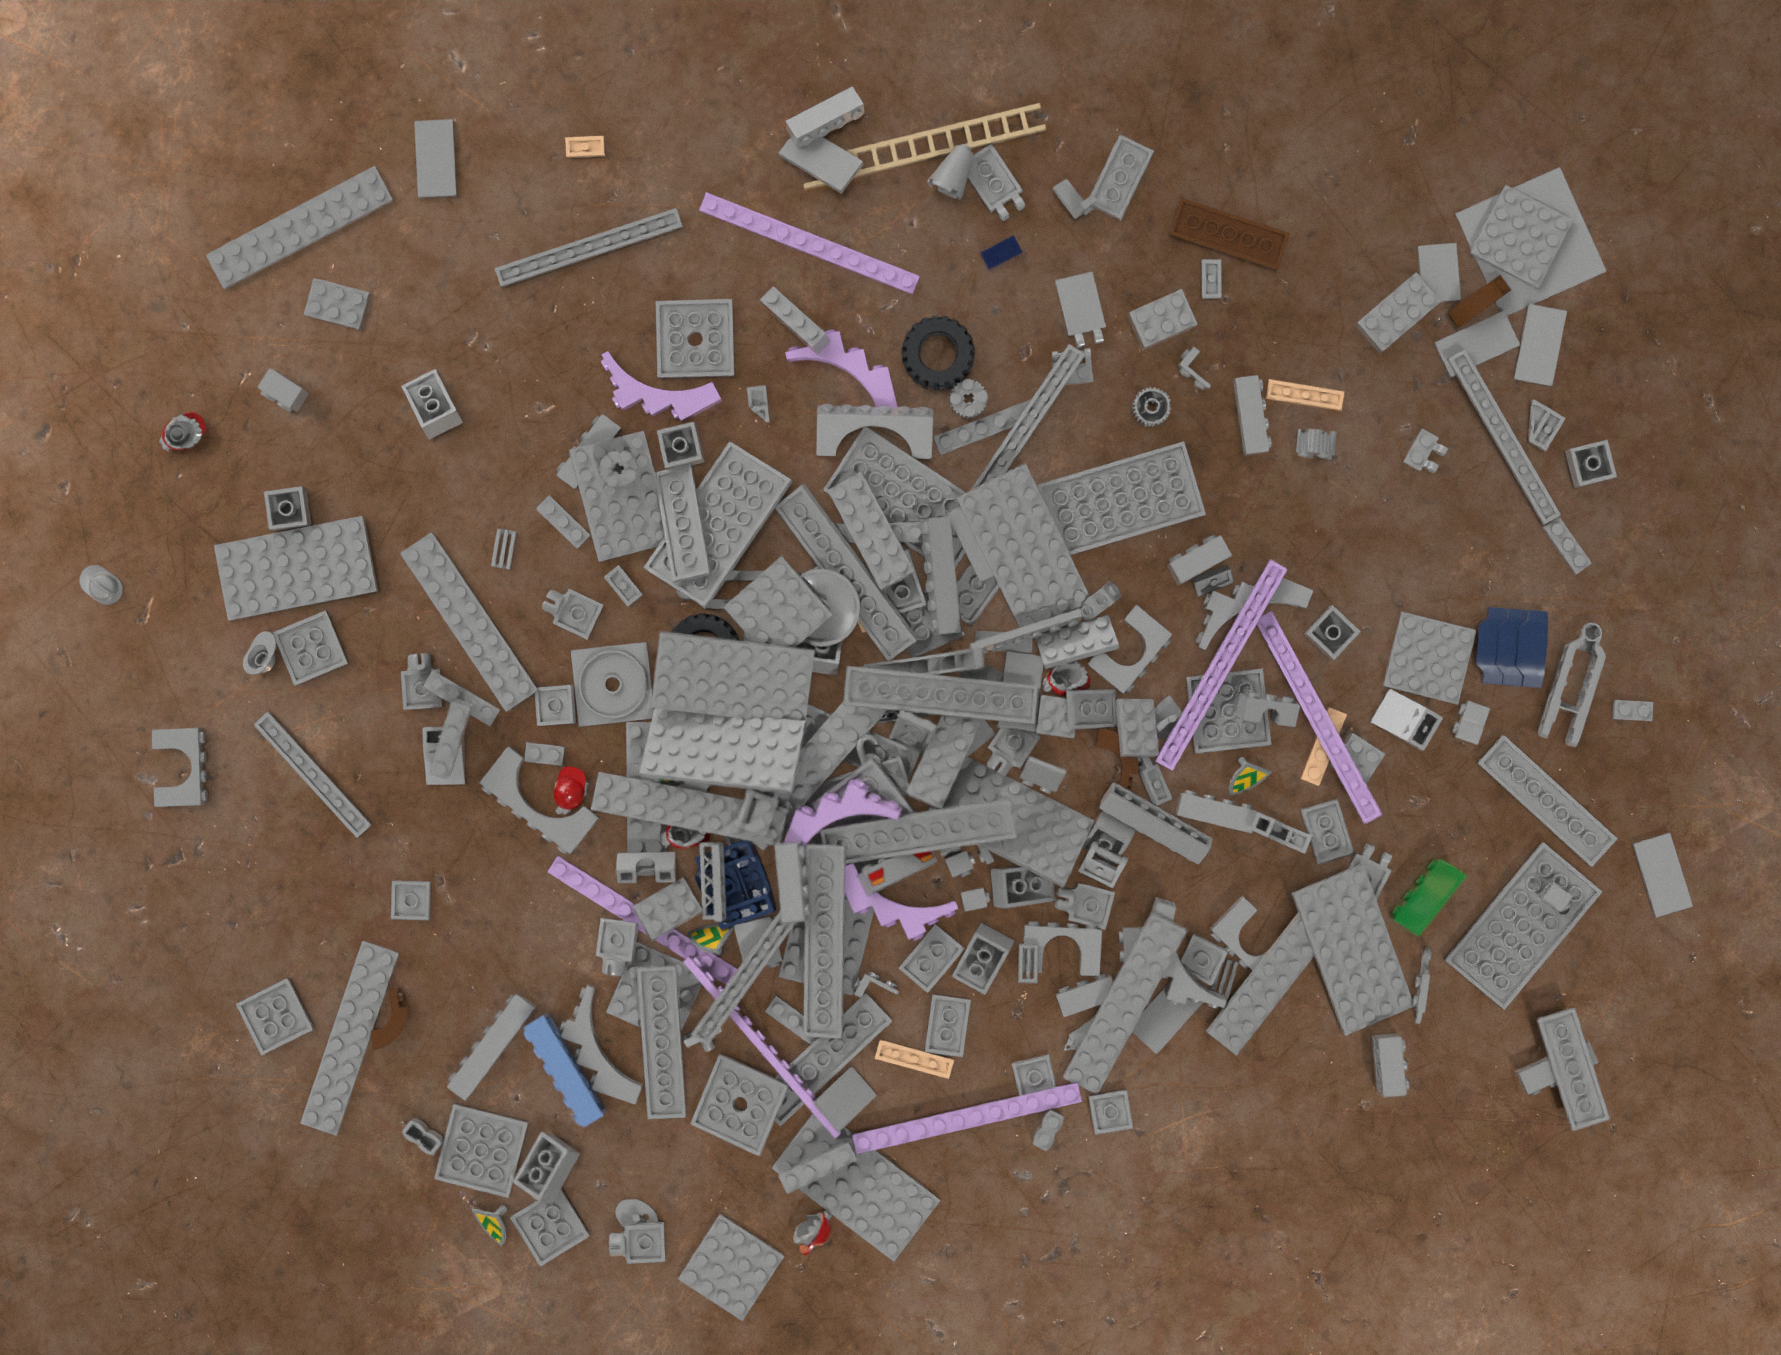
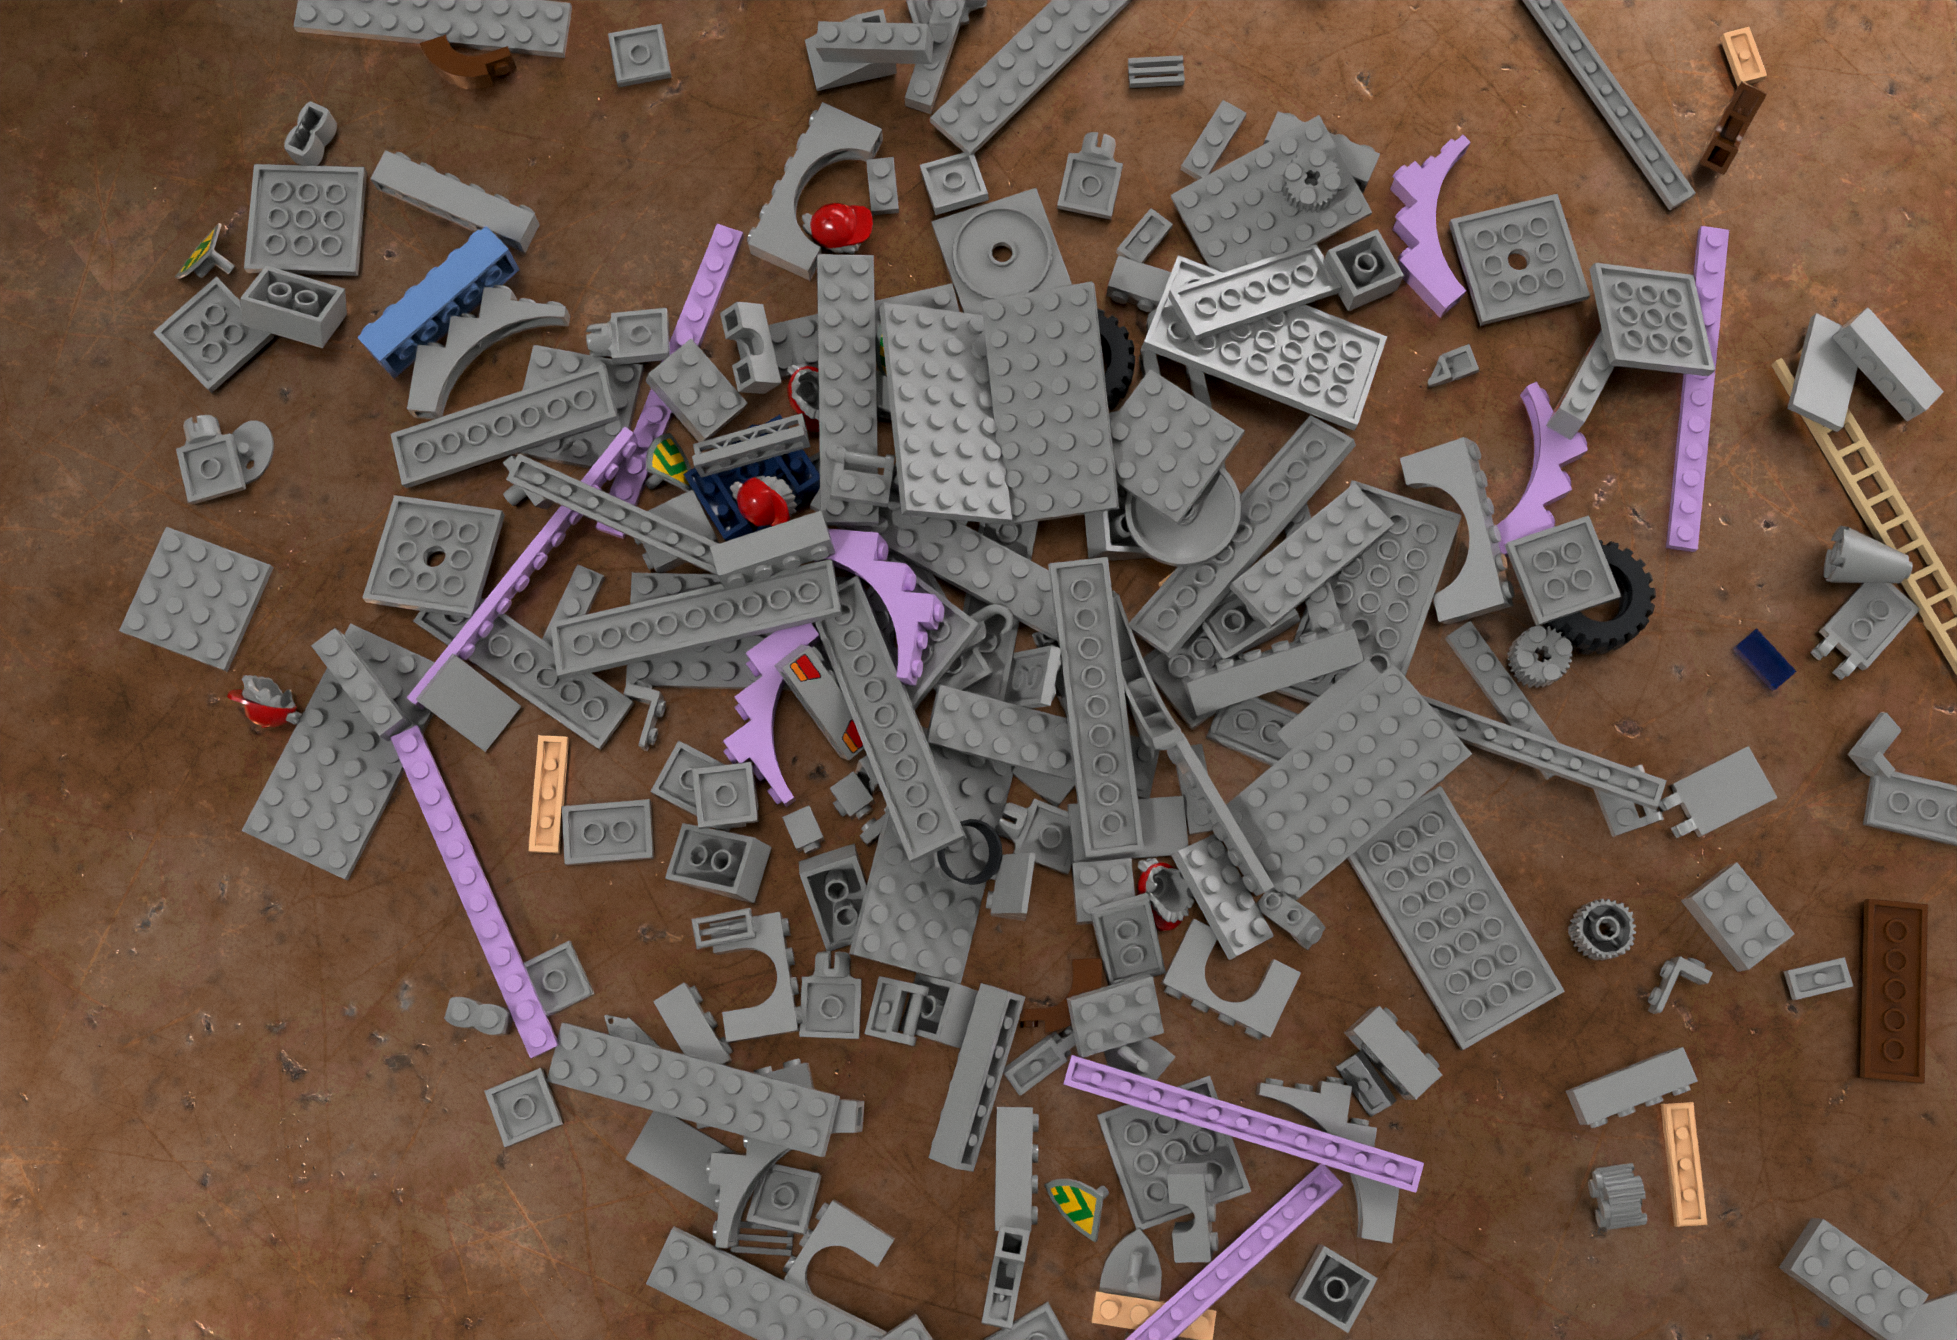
camera: 75 degrees right, 10 degrees down
(637, 172) = (1731, 128): none -> reddish brown arch
(655, 598) = (1137, 284): none -> light grey brick
(755, 879) = (764, 500): none -> red hair
(760, 265) = (1651, 319): none -> light grey plate
(920, 374) = (1562, 570): none -> light grey plate
(944, 944) = (725, 796): none -> light grey panel
(1026, 784) = (994, 859): none -> black tyre
(1292, 752) = (1133, 1268): none -> light grey shield

